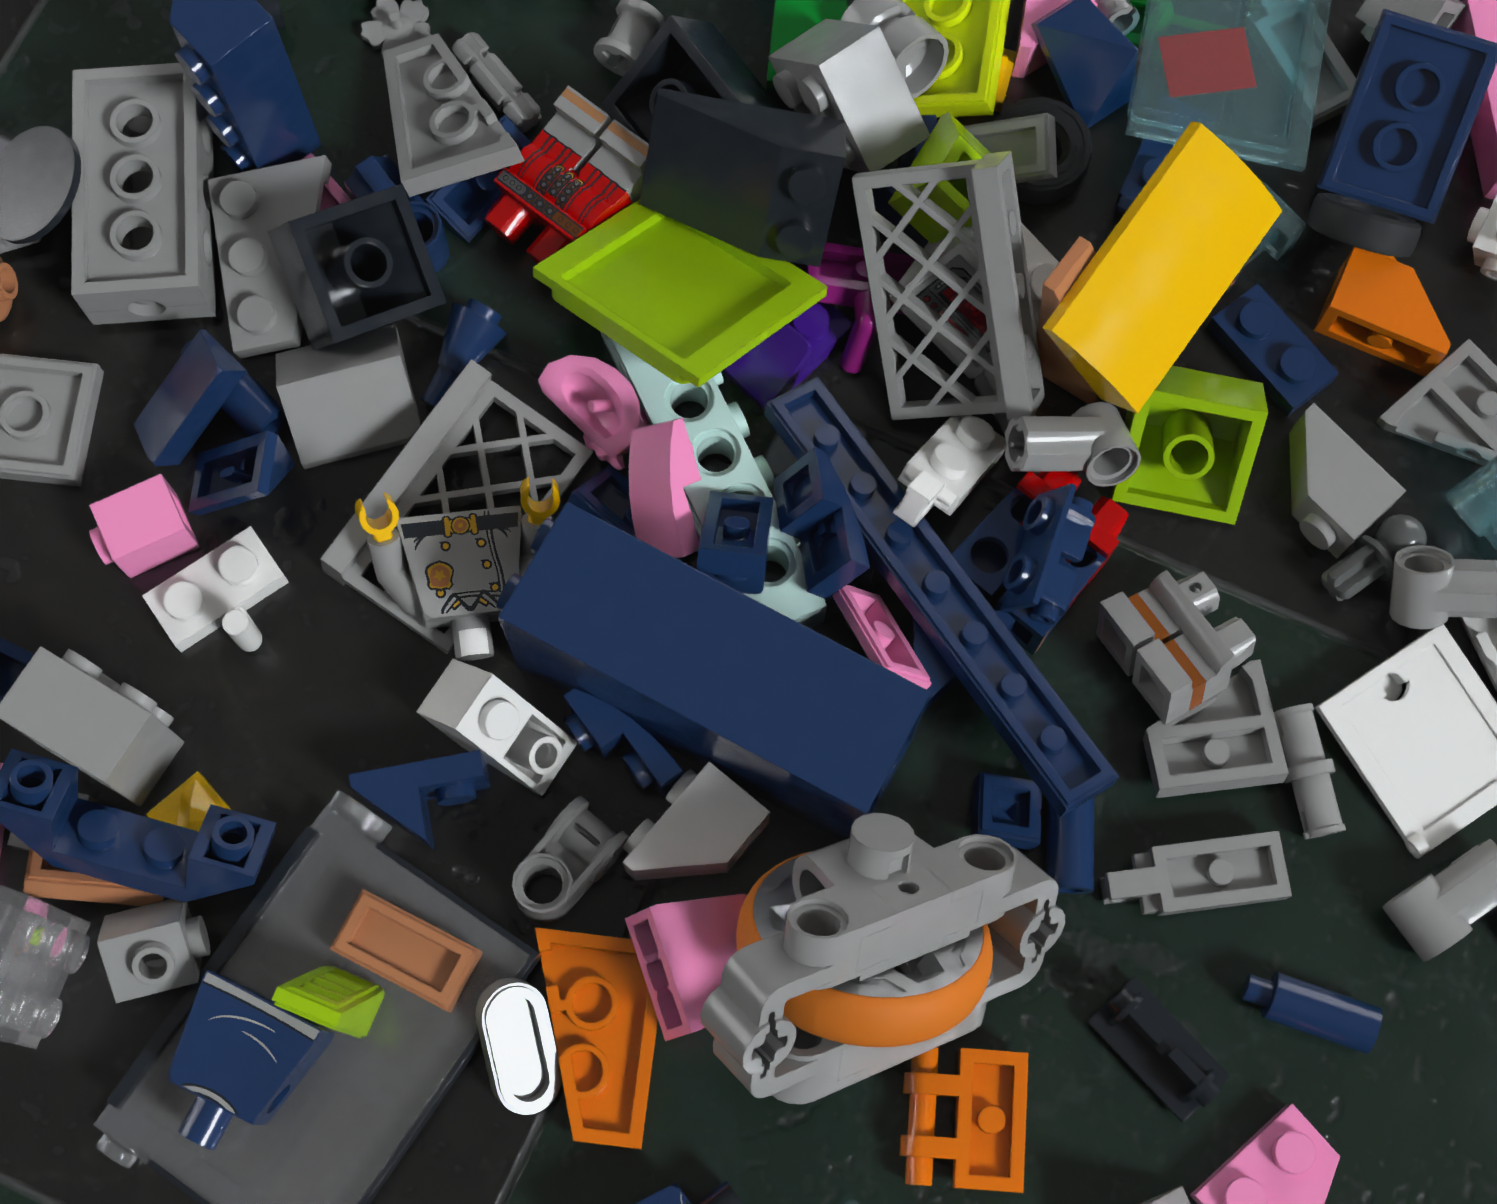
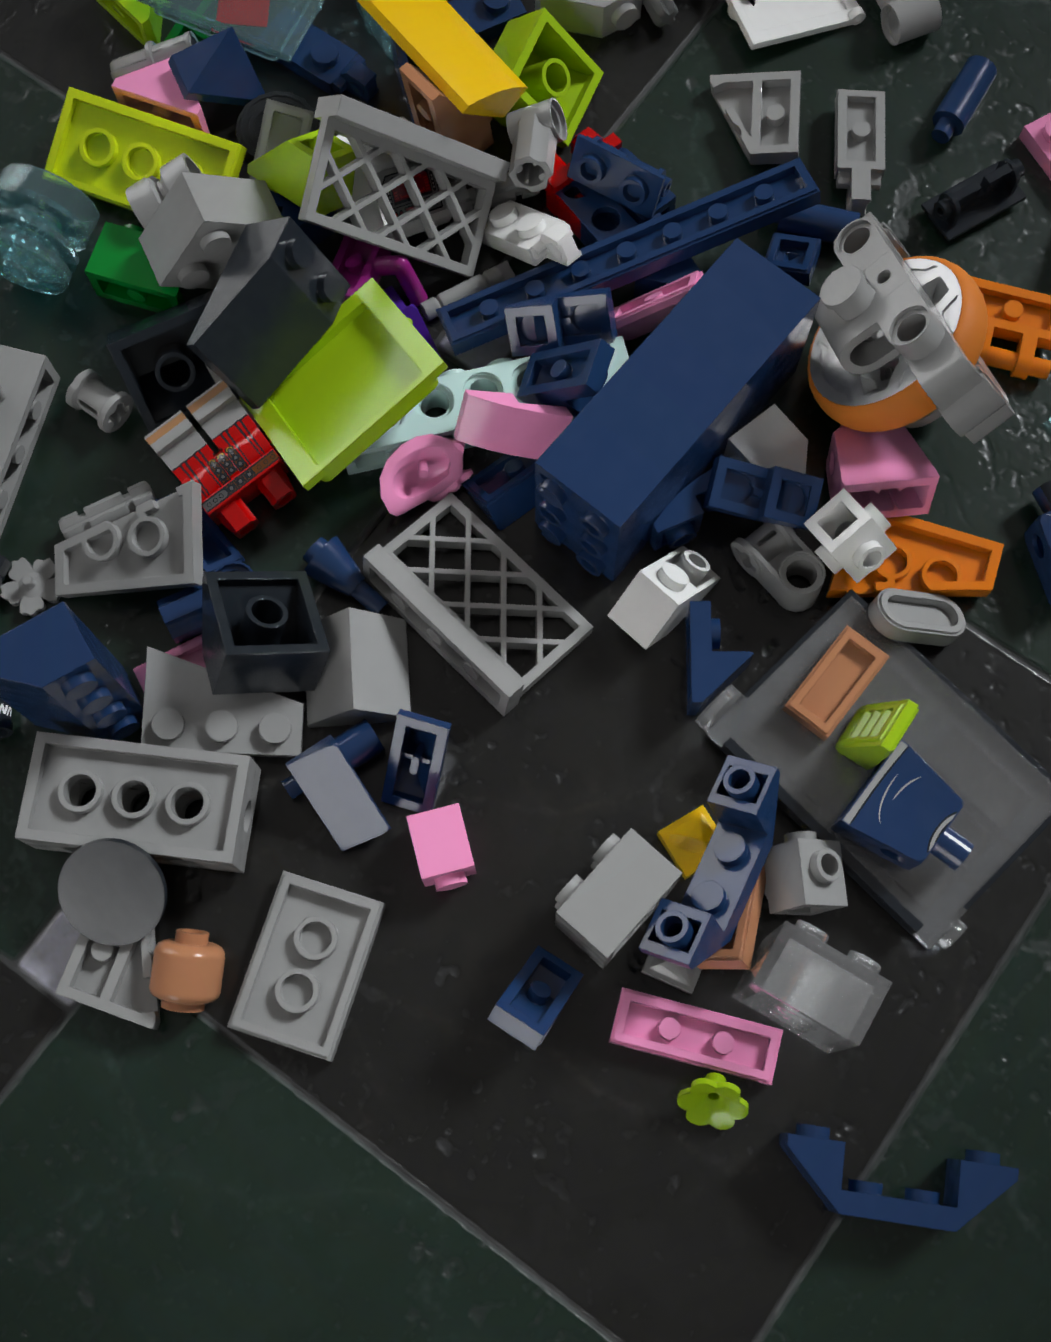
camera: 75 degrees left, 0 degrees up
(218, 593) = (507, 798): white plate -> none
(455, 563) = (536, 585): light grey torso -> none
(588, 930) = (851, 536): none -> white brick
(636, 814) = (762, 493): none -> dark blue slope
(870, 415) = (473, 285): none -> light grey wheel
(1171, 644) = (700, 104): light grey hips -> none
(1309, 771) = (812, 63): light grey pin -> none

